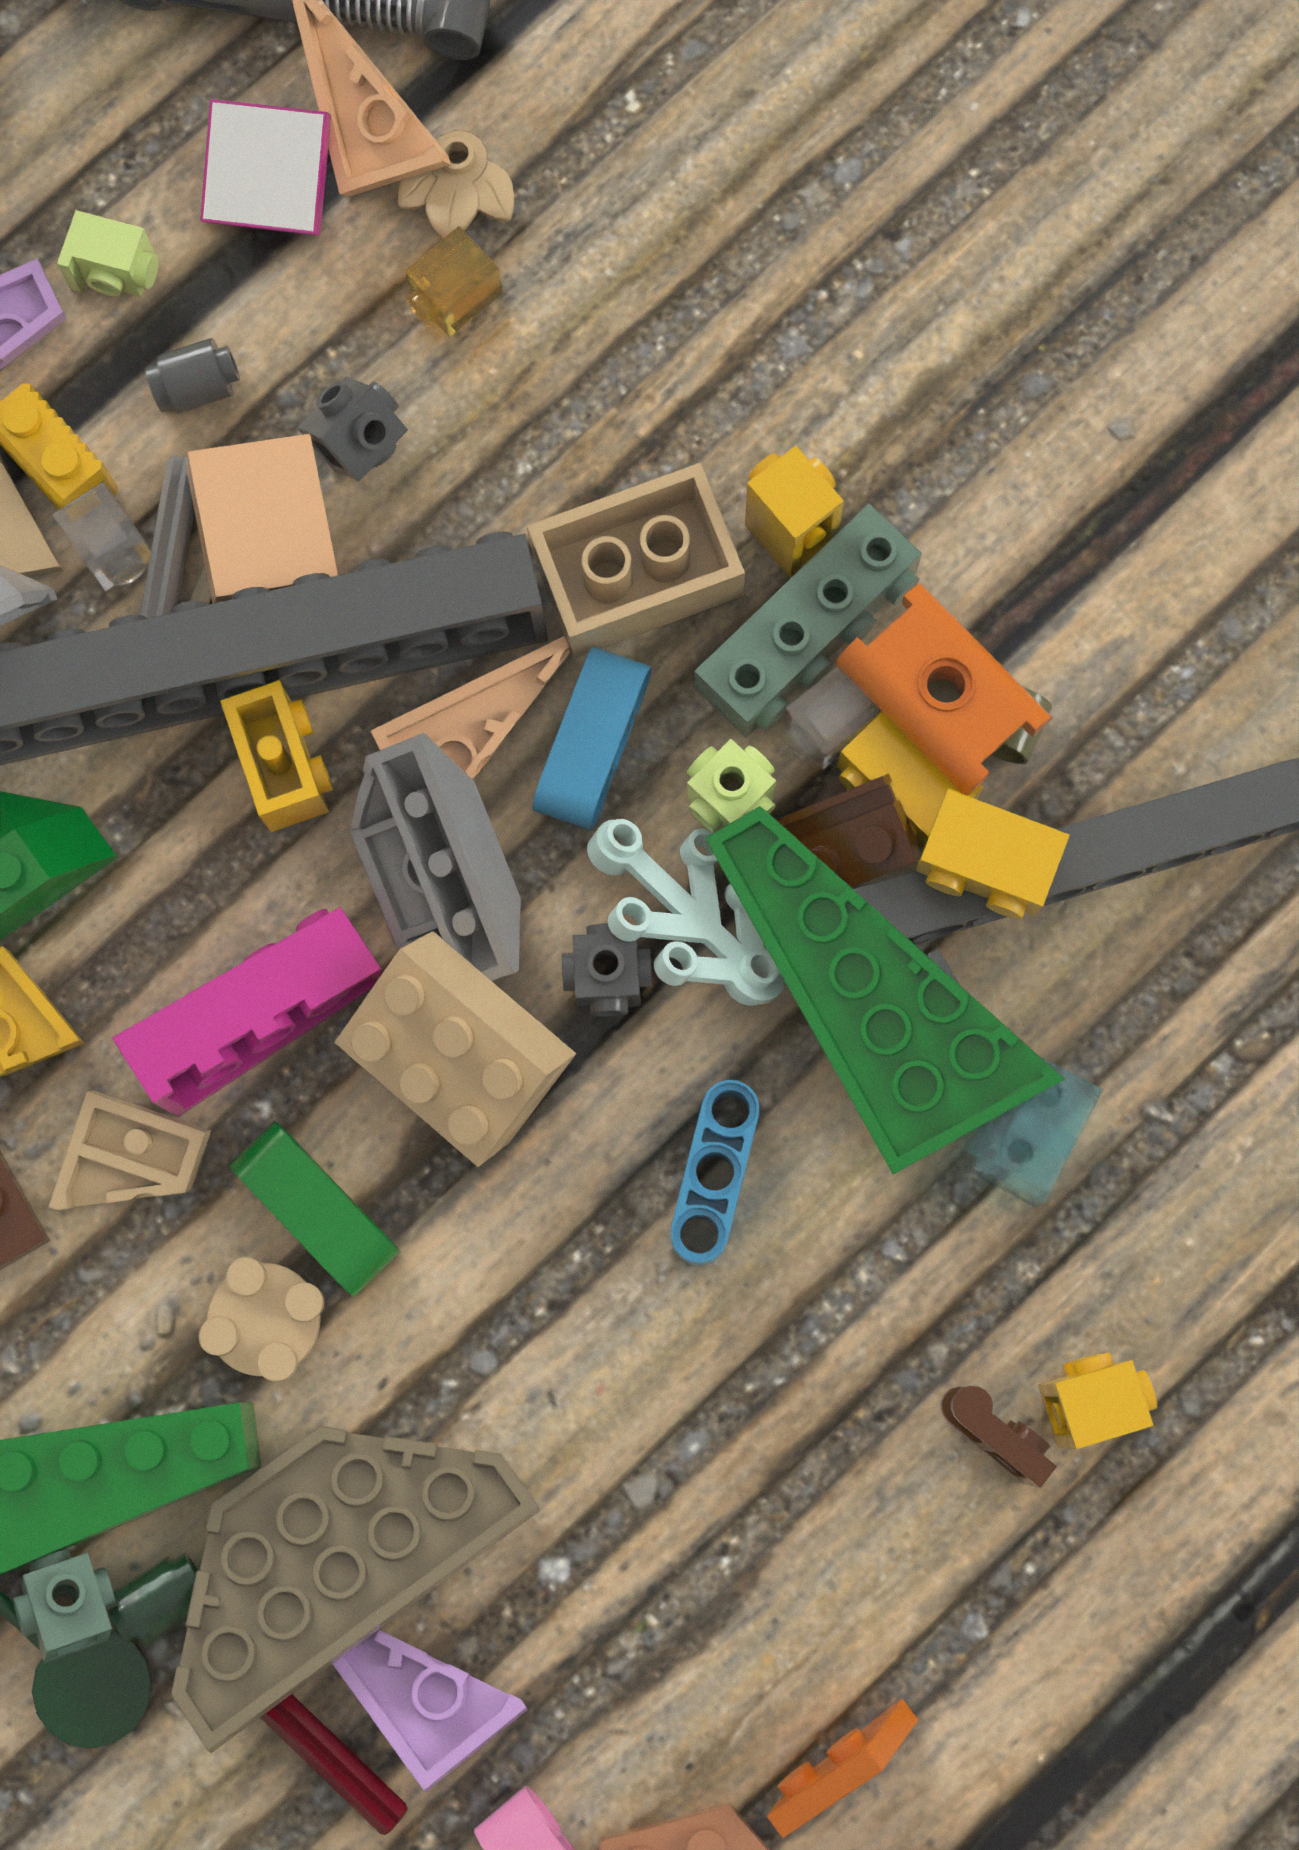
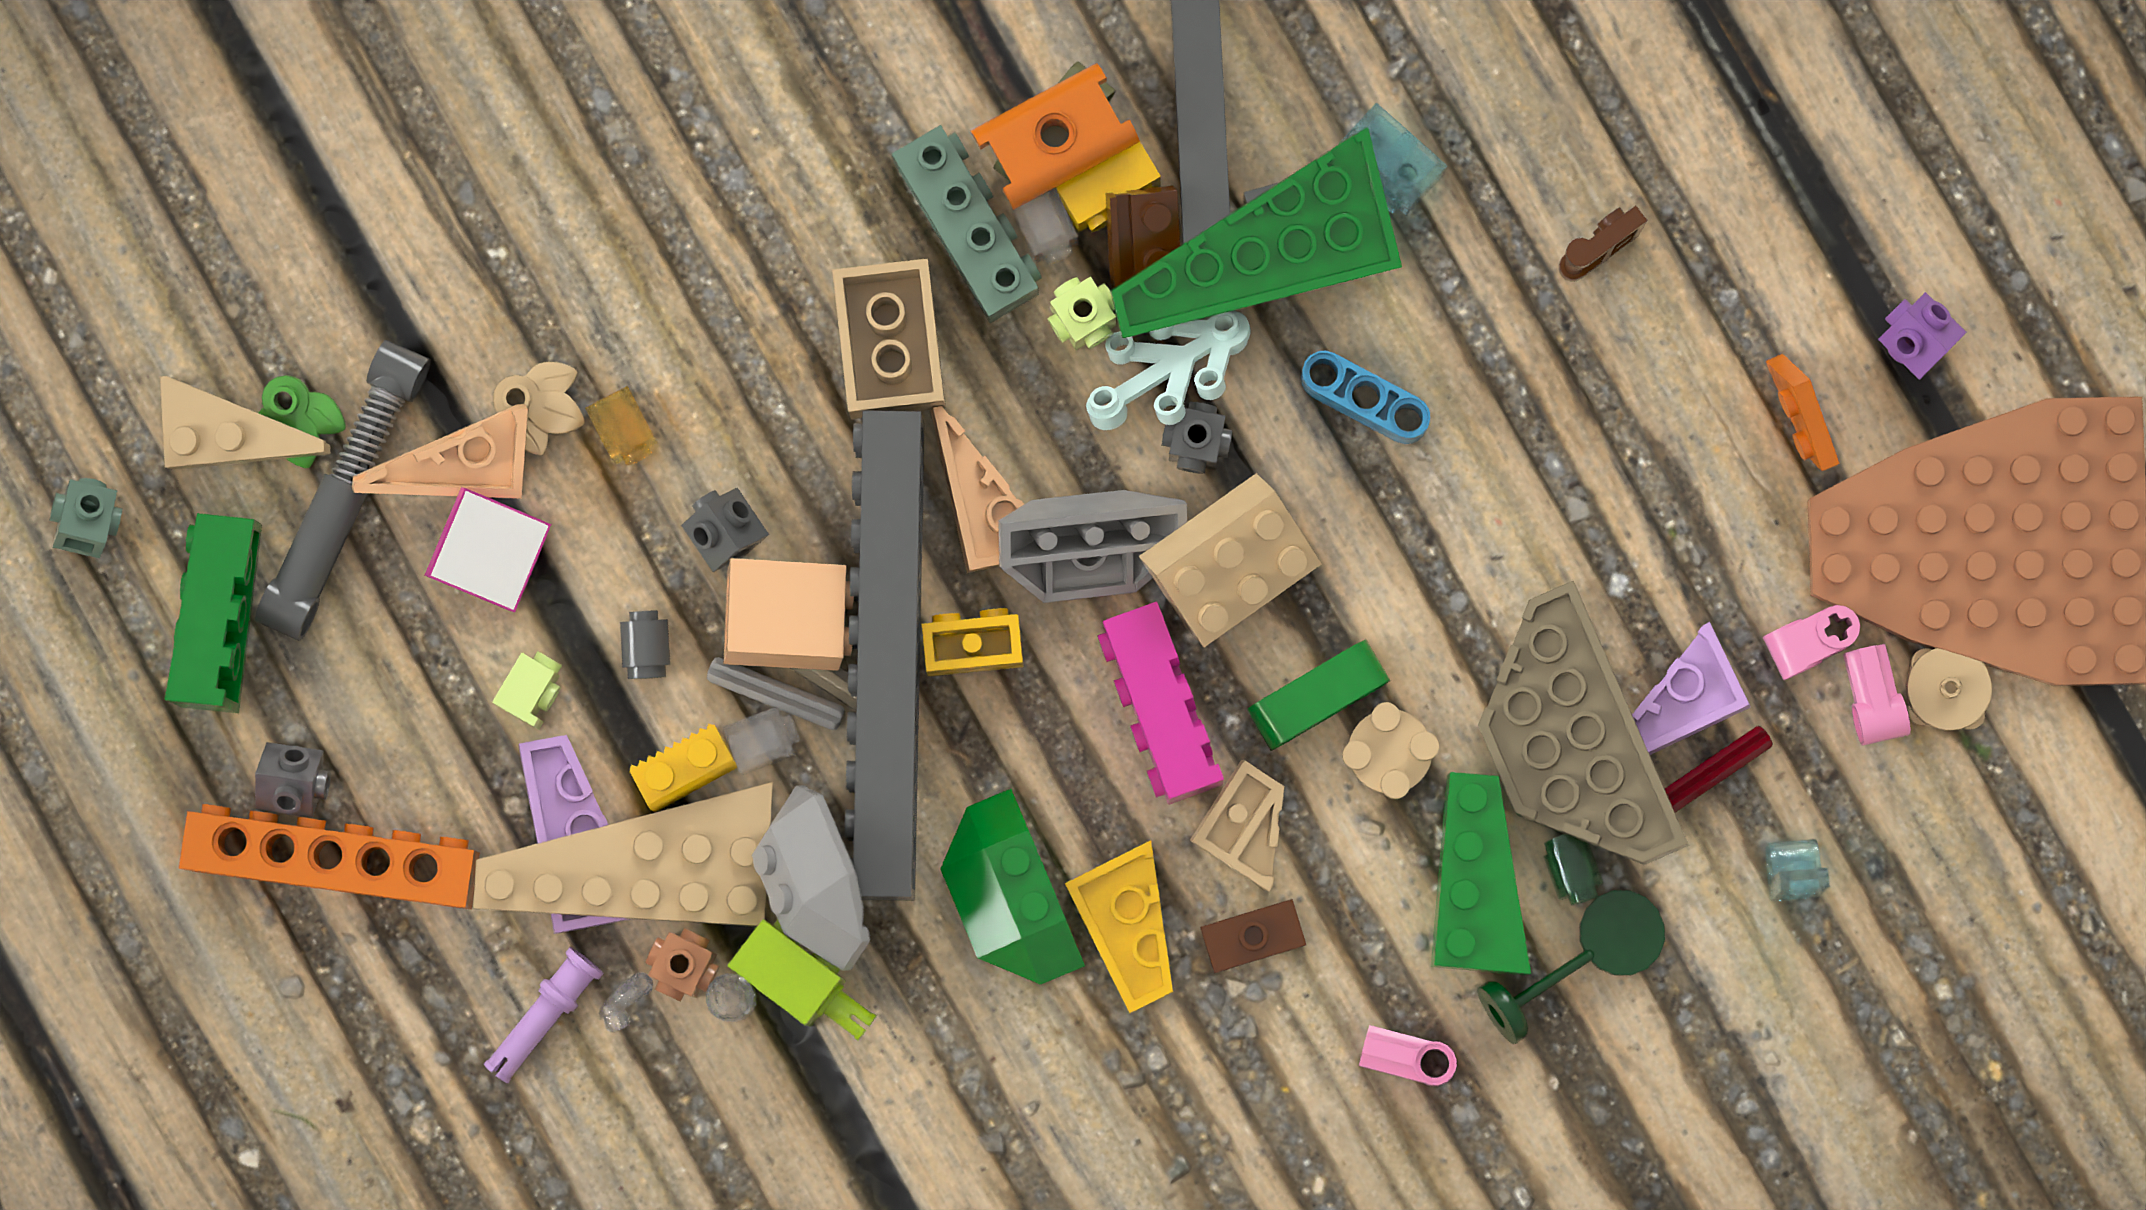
camera: 75 degrees left, 5 degrees up
(61, 1628) = (1561, 931): sand green brick -> none
(591, 738) = (1015, 407): dark azure beam -> none
(792, 507) = (881, 211): yellow brick -> none
(991, 855) = (1190, 134): yellow brick -> none
(1097, 1401) = (1595, 167): yellow brick -> none

